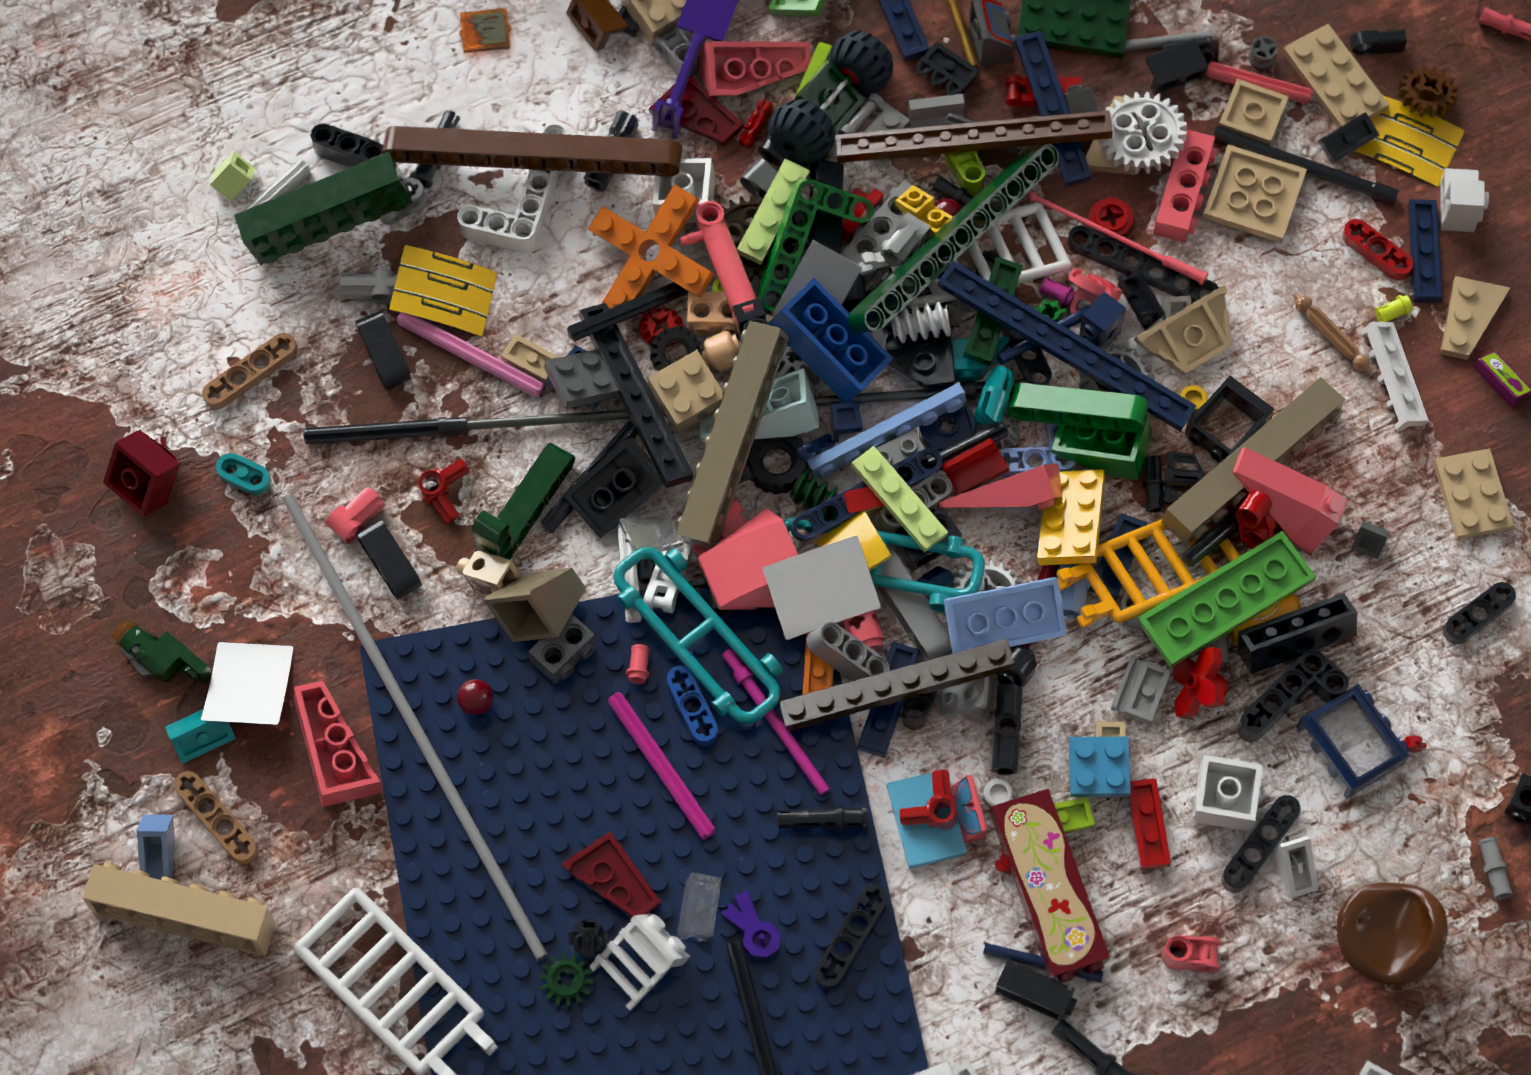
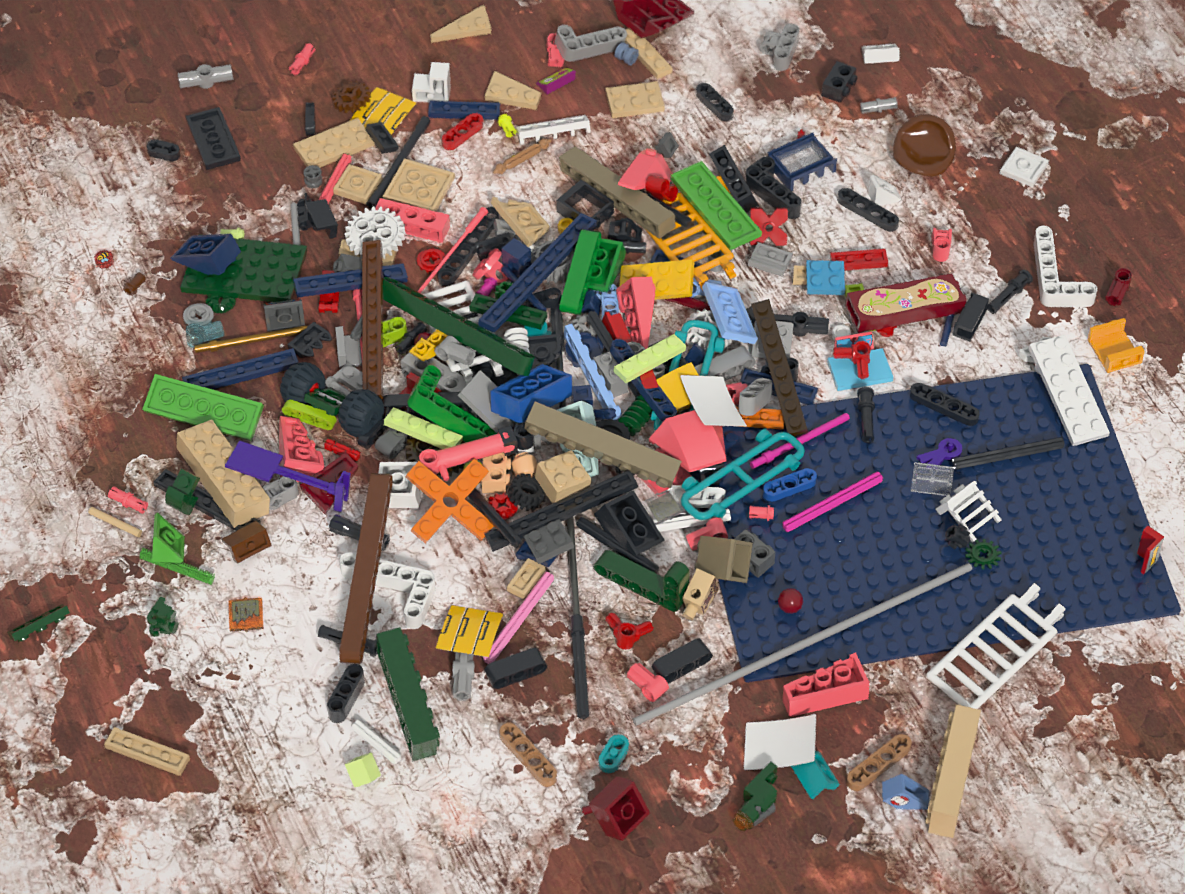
camera: 90 degrees left, 15 degrees down
(599, 594) = (714, 528): none -> coral piece
(613, 876) = (913, 525): dark red wing -> none
(994, 396) = (568, 315): teal arm -> none
(1033, 433) = (591, 303): none -> dark blue tile
(1227, 793) = (840, 217): white brick -> none

